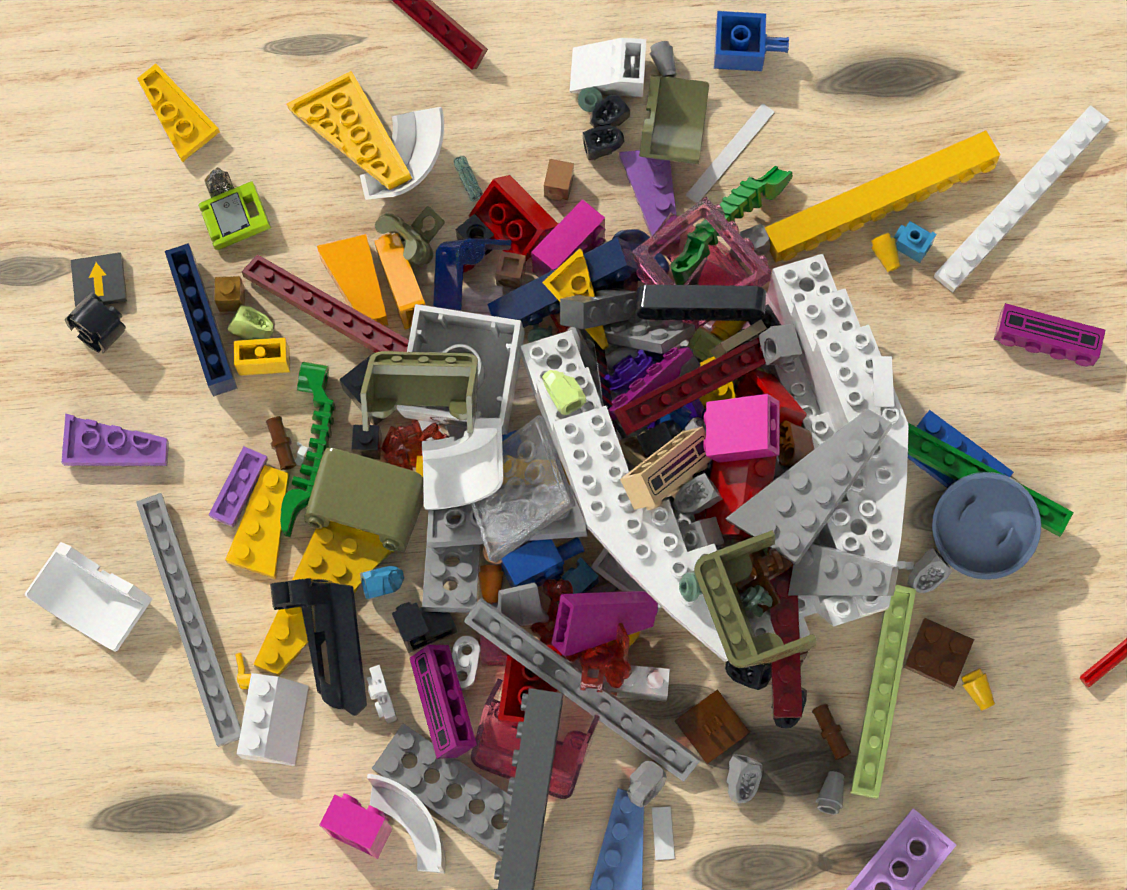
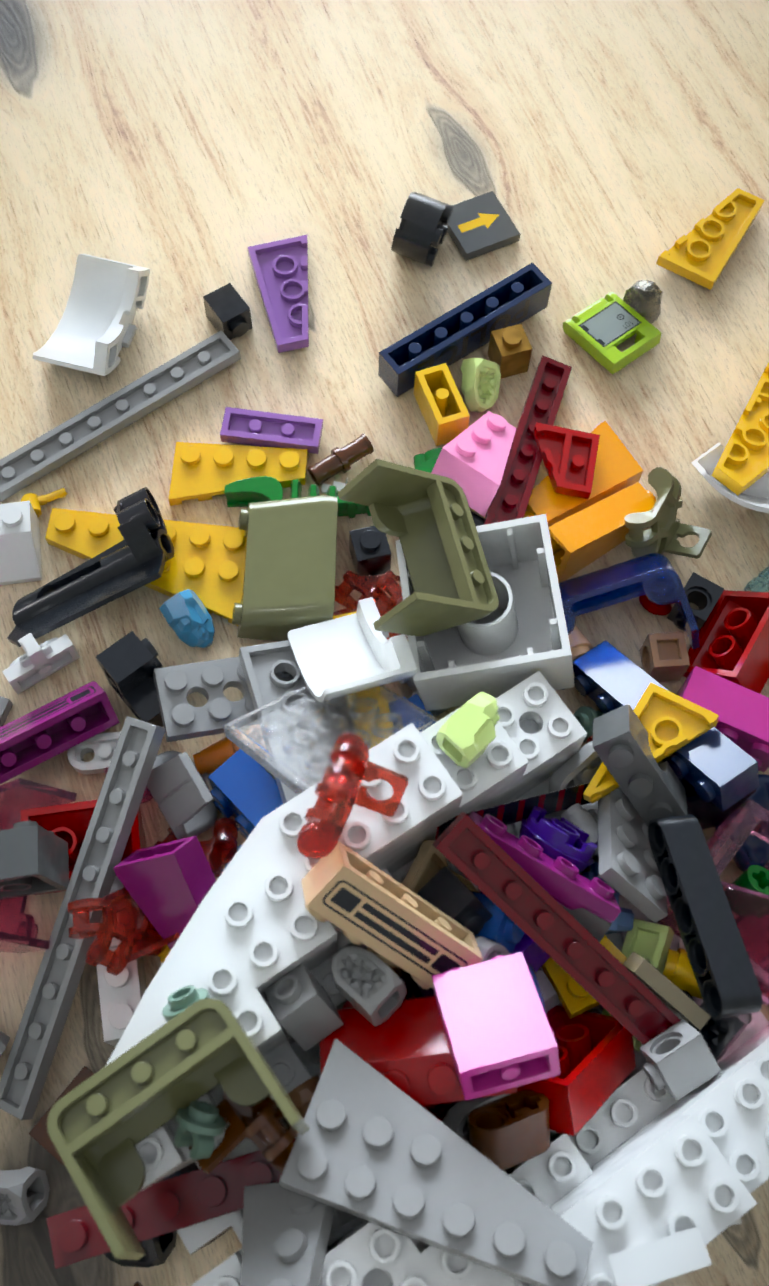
camera: 70 degrees right, 5 degrees down
(120, 493) = (228, 311): none -> black brick
(326, 343) = (478, 459): none -> bright pink wedge
(344, 281) = (568, 458): none -> red wing
(599, 460) = (343, 786): none -> clear red piece

